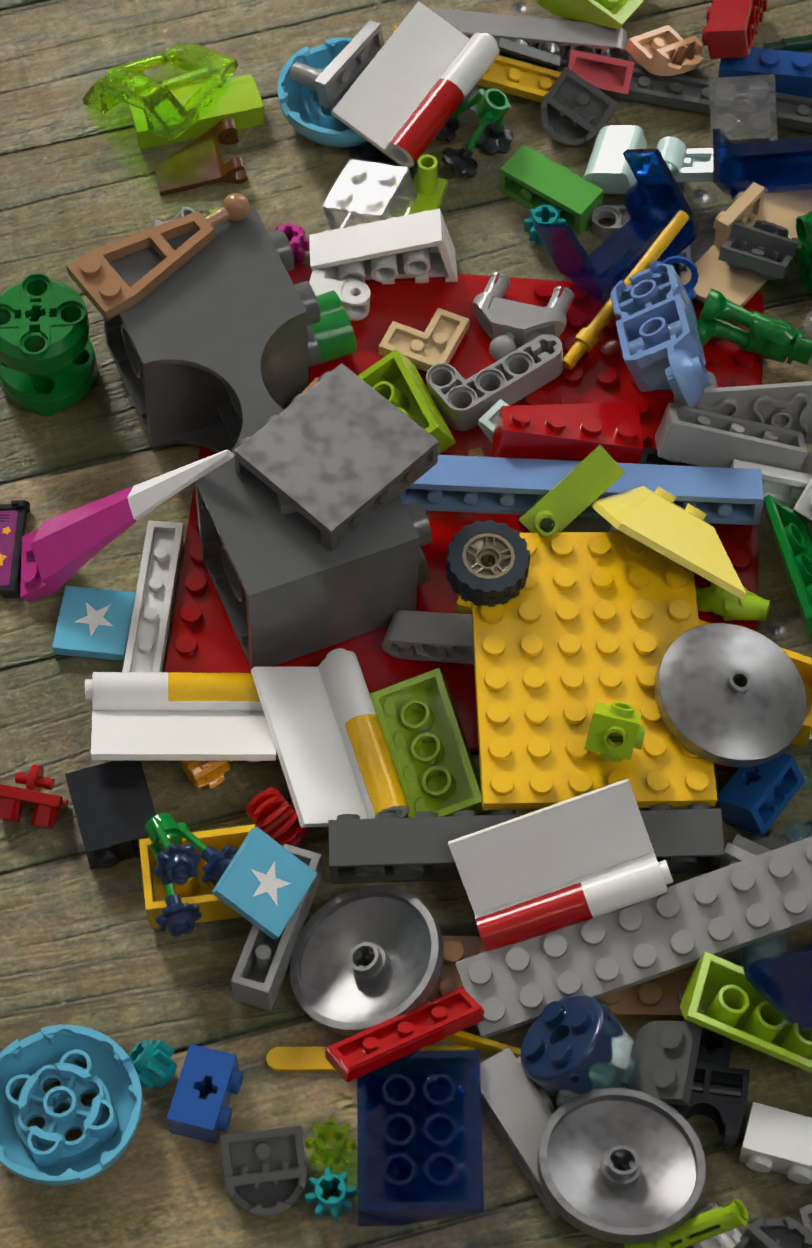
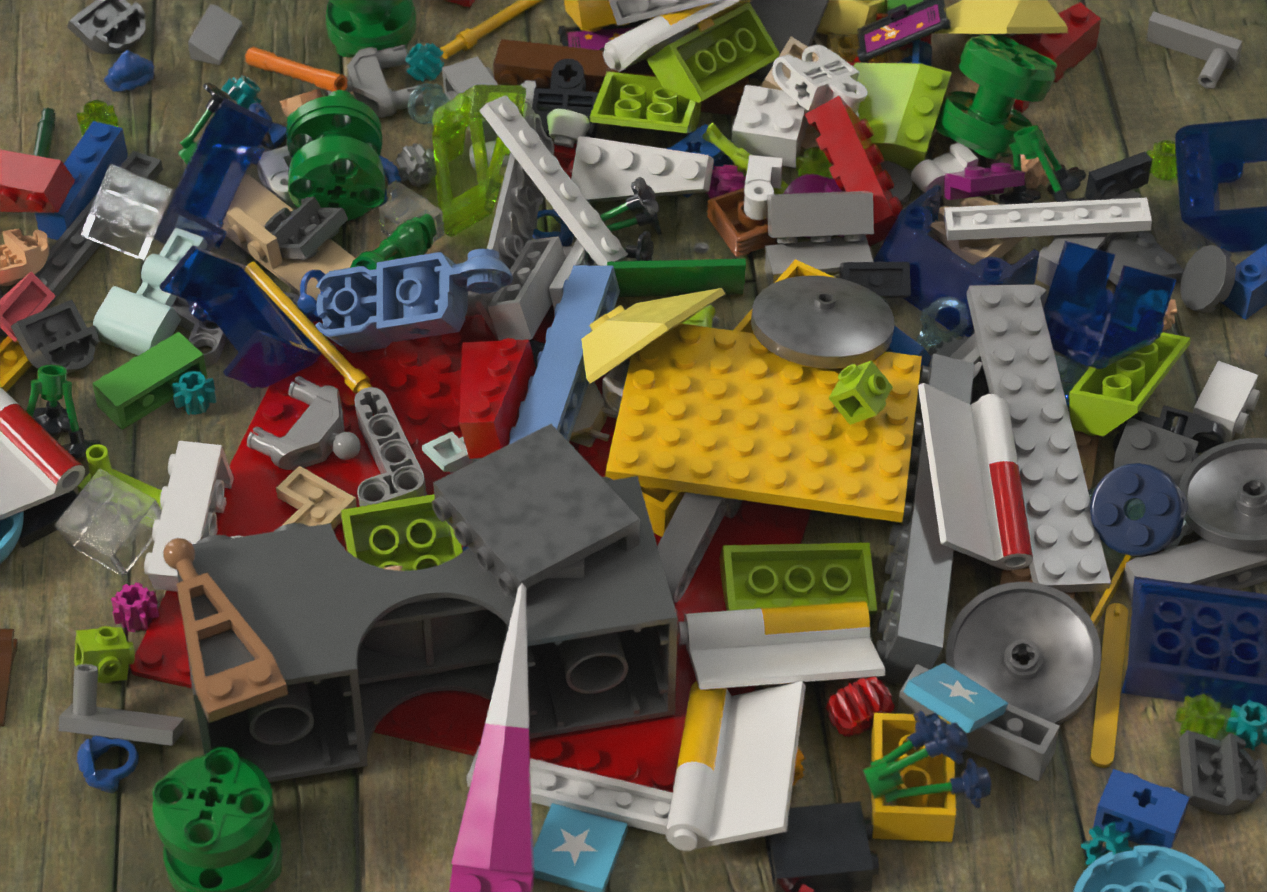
camera: 80 degrees left, 10 degrees down
(404, 1034) = (1116, 629): red tile -> none
(477, 546) = (657, 450): black wheel -> none
(573, 494) = (579, 400): lime piece -> none

